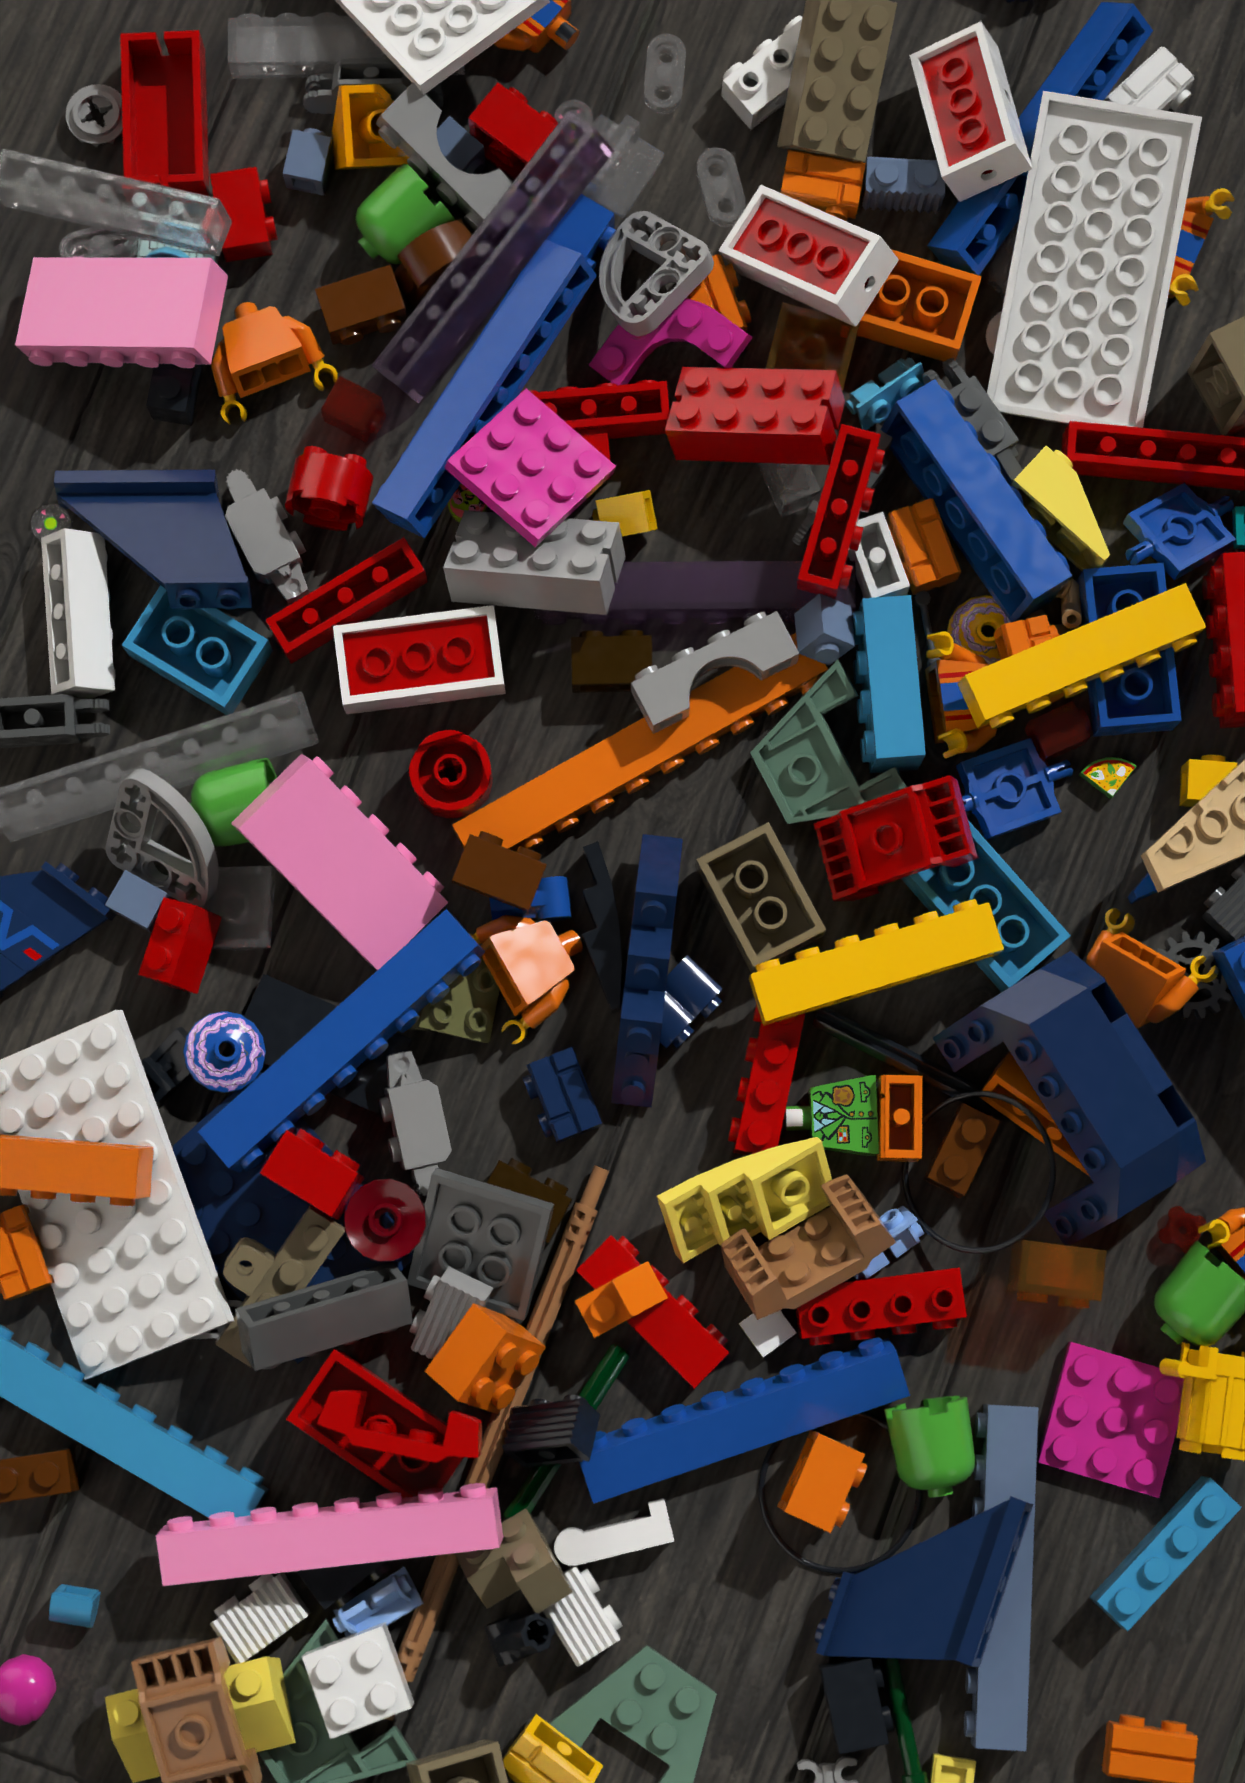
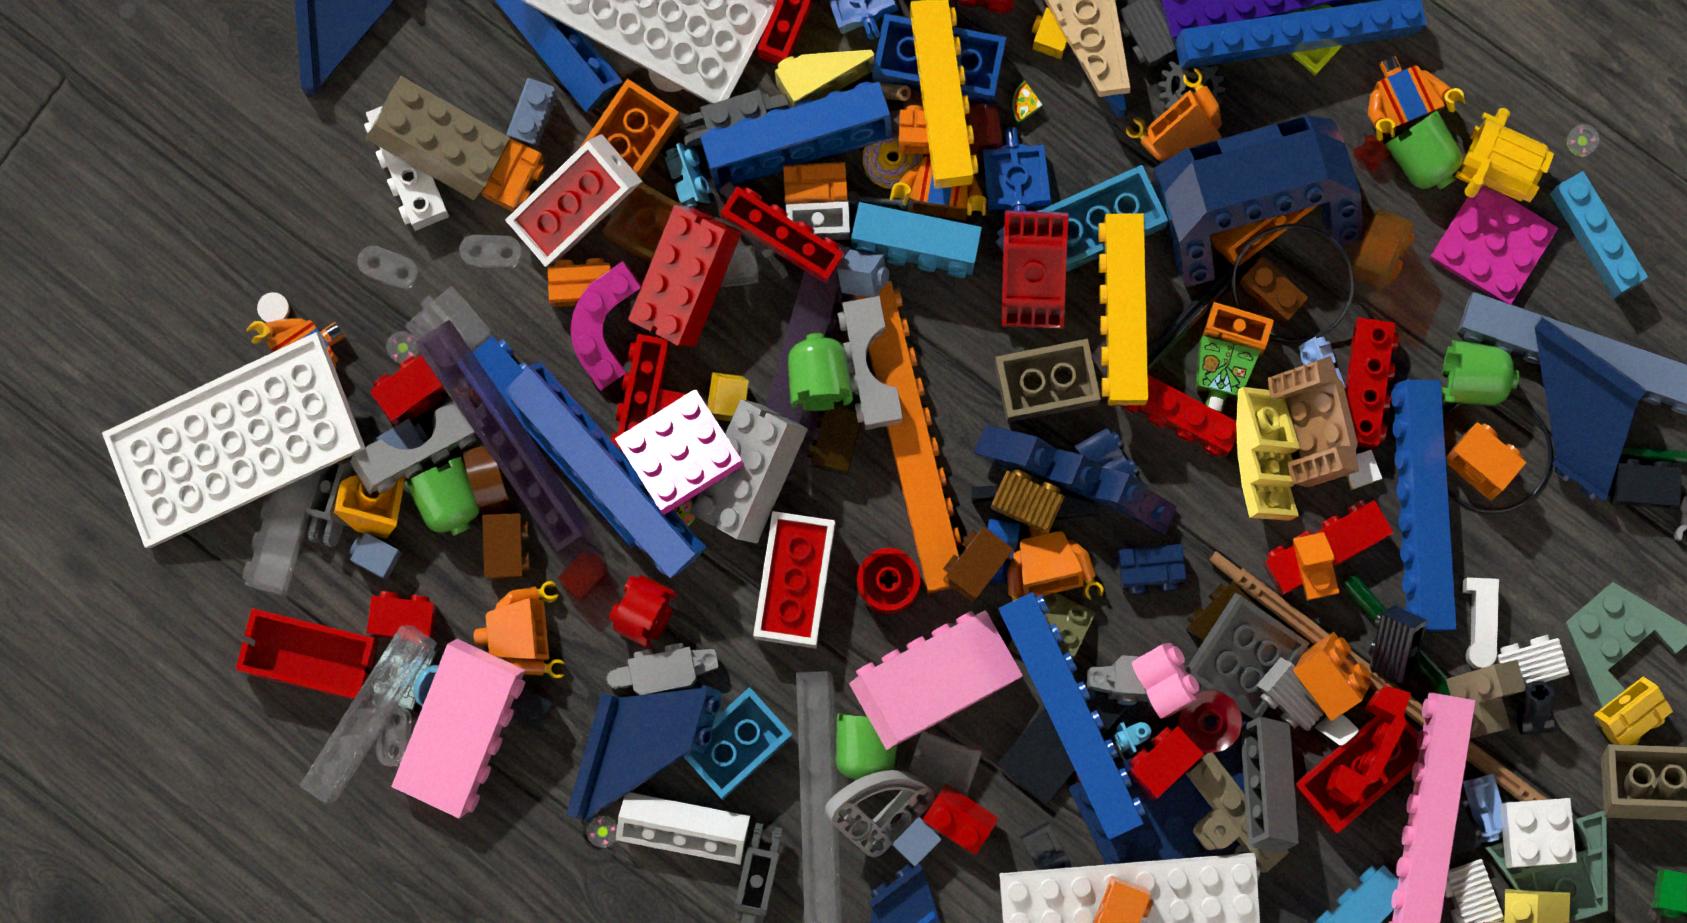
camera: 70 degrees left, 0 degrees up
(79, 113) = (274, 700): light grey gear -> none
(212, 1068) = (1047, 822): dish -> none
(338, 1127) = (1131, 737): none -> medium azure hinge
(347, 599) = (732, 621): red brick -> none
(416, 1146) = (1166, 680): none -> bright pink brick
(421, 1388) = (1338, 730): none -> white sticker
(596, 912) = (1027, 500): none -> pearl gold brick
(647, 307) = (552, 302): light grey beam -> none
(679, 608) = (819, 373): none -> bright green cylinder
(806, 763) = (957, 317): sand green wing -> none
(970, 112) = (498, 48): brick -> none

